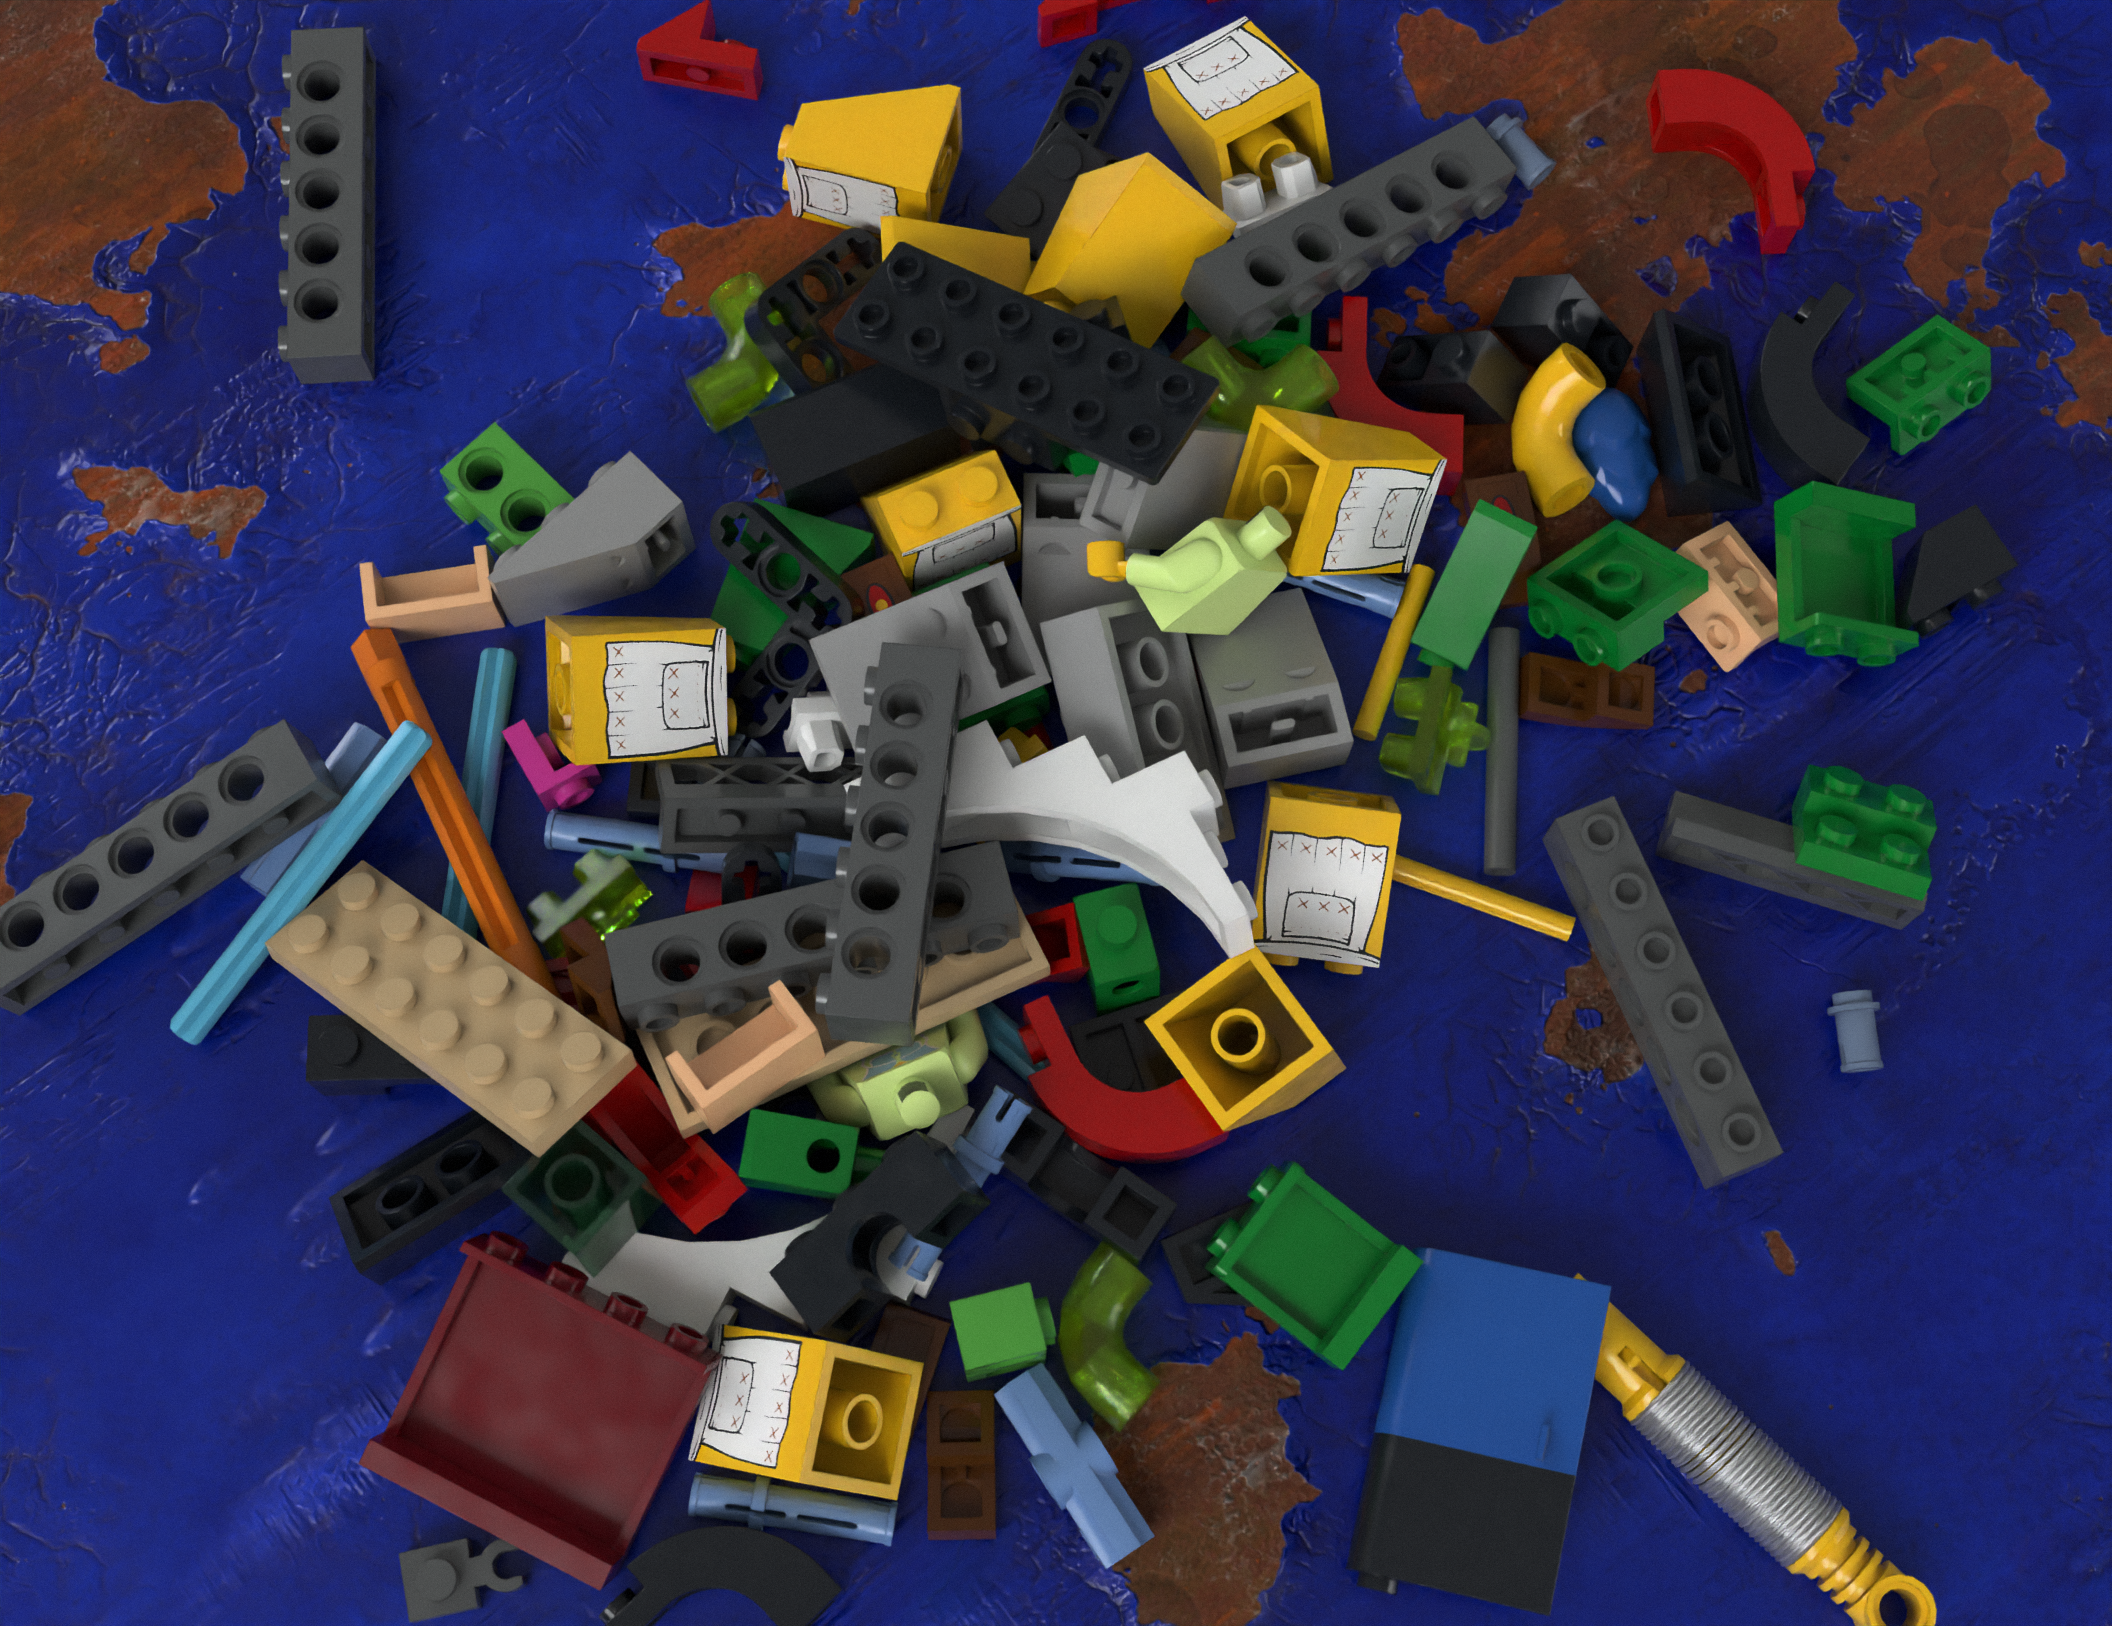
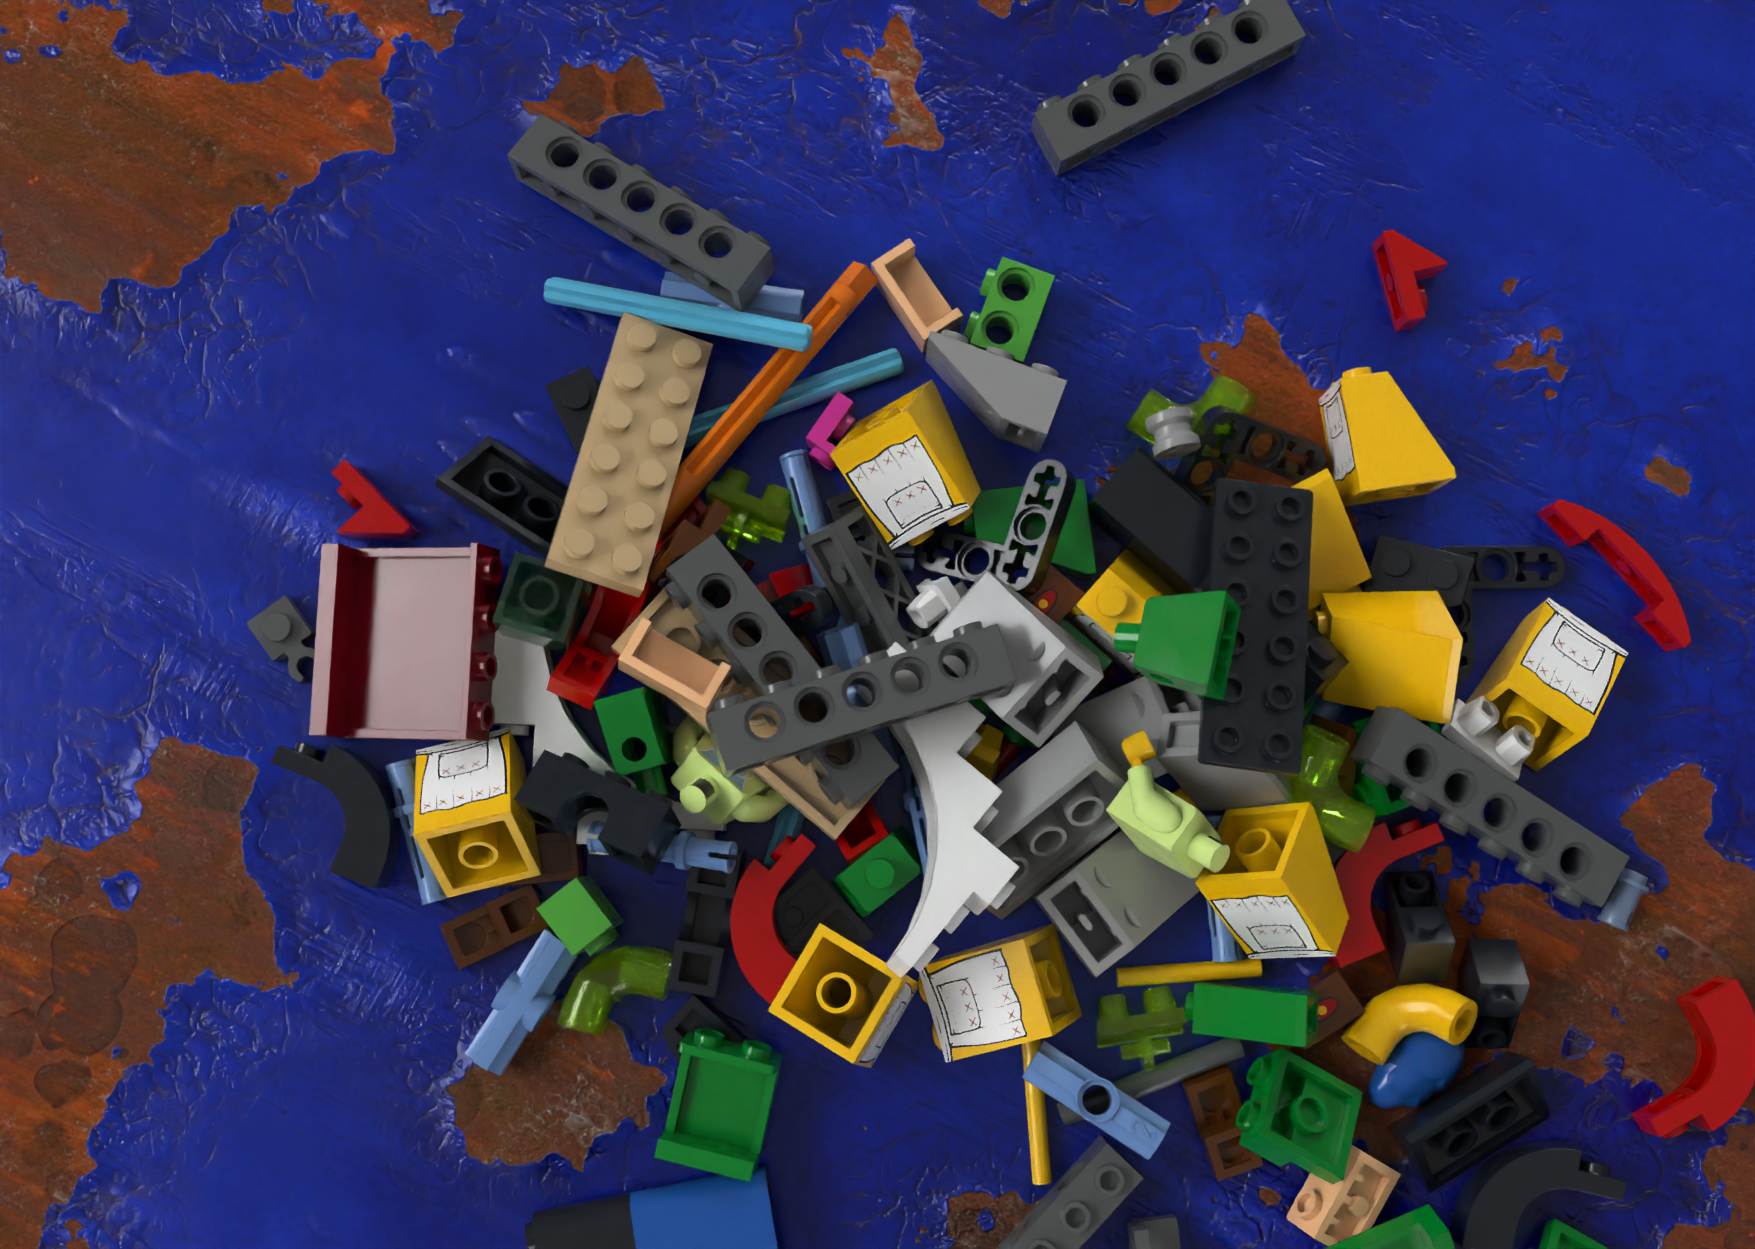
camera: 65 degrees right, 10 degrees up
(361, 1379) = (377, 517): none -> red slope
(753, 369) = (1172, 433): none -> light grey wheel
(1006, 439) = (1184, 641): none -> green torso
(1530, 789) = (1124, 1117): none -> medium blue piece

